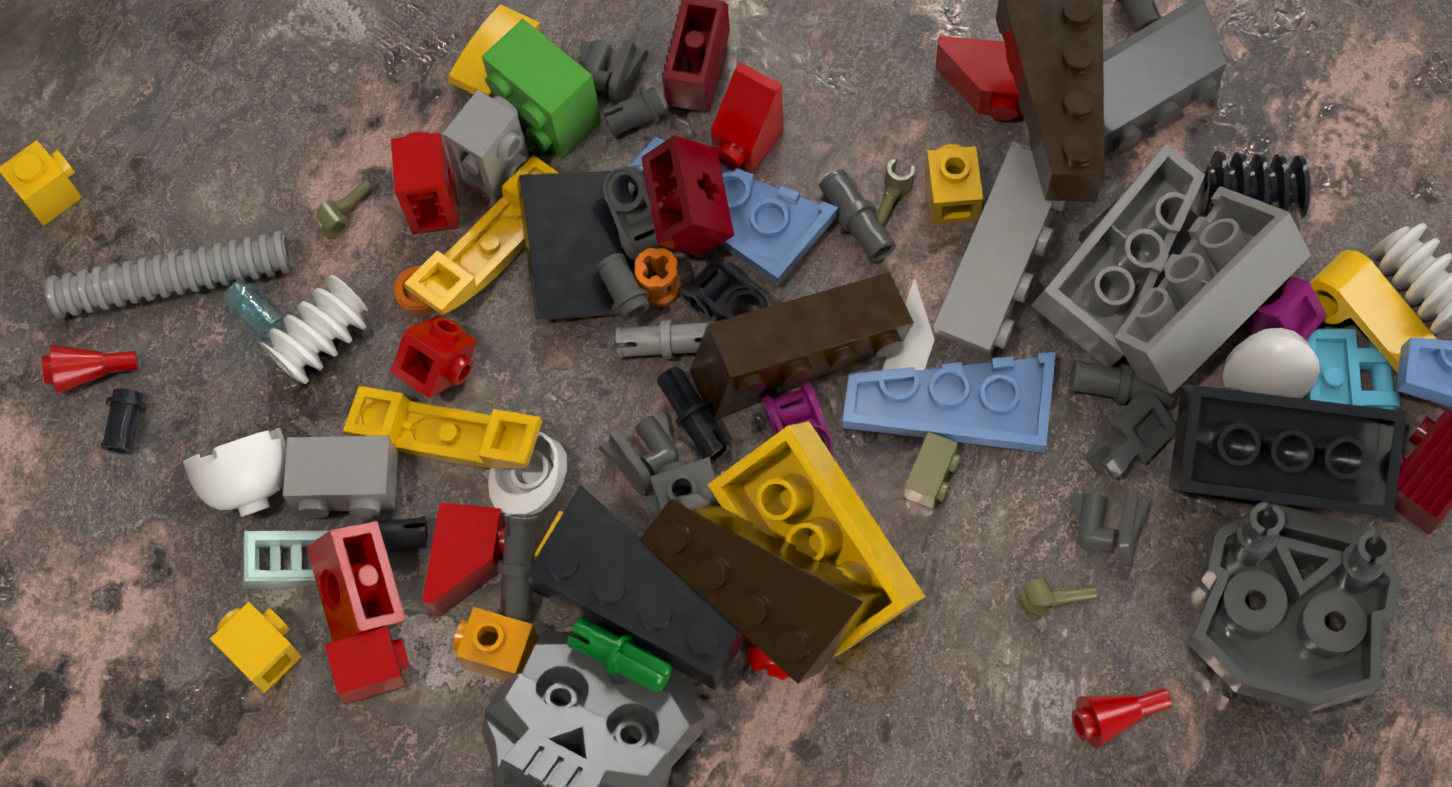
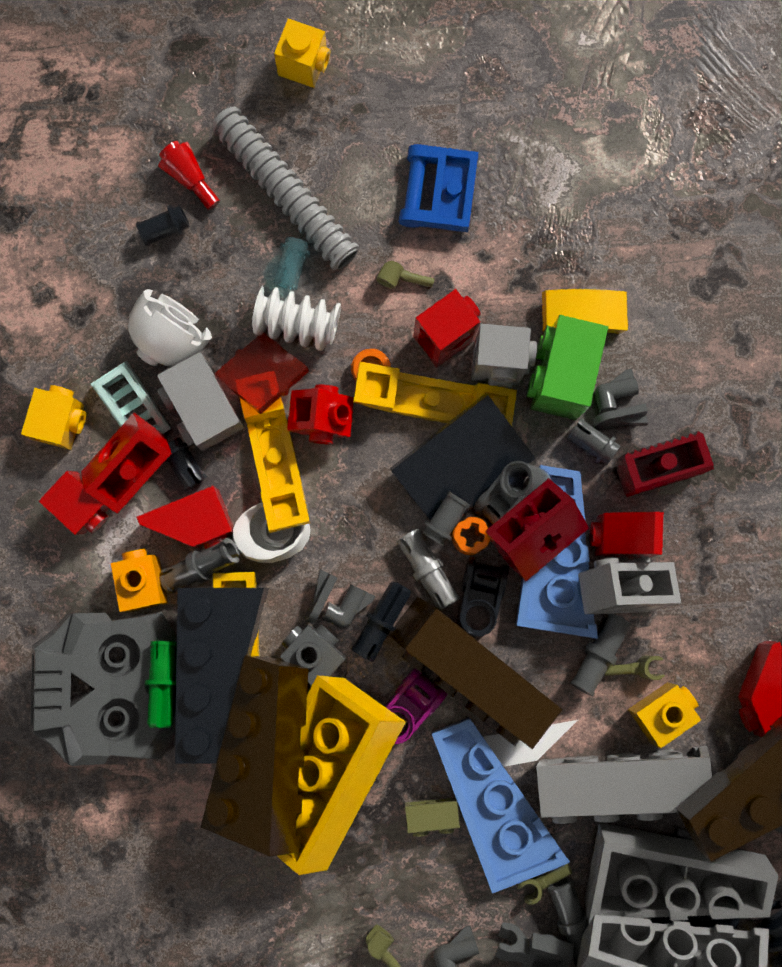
camera: 50 degrees right, 15 degrees up
(284, 113) = (451, 192): none -> blue plate
(351, 394) = (261, 373): none -> clear red piece
(800, 145) = (628, 586): none -> light grey brick
(1063, 392) = (544, 882): none -> olive hand

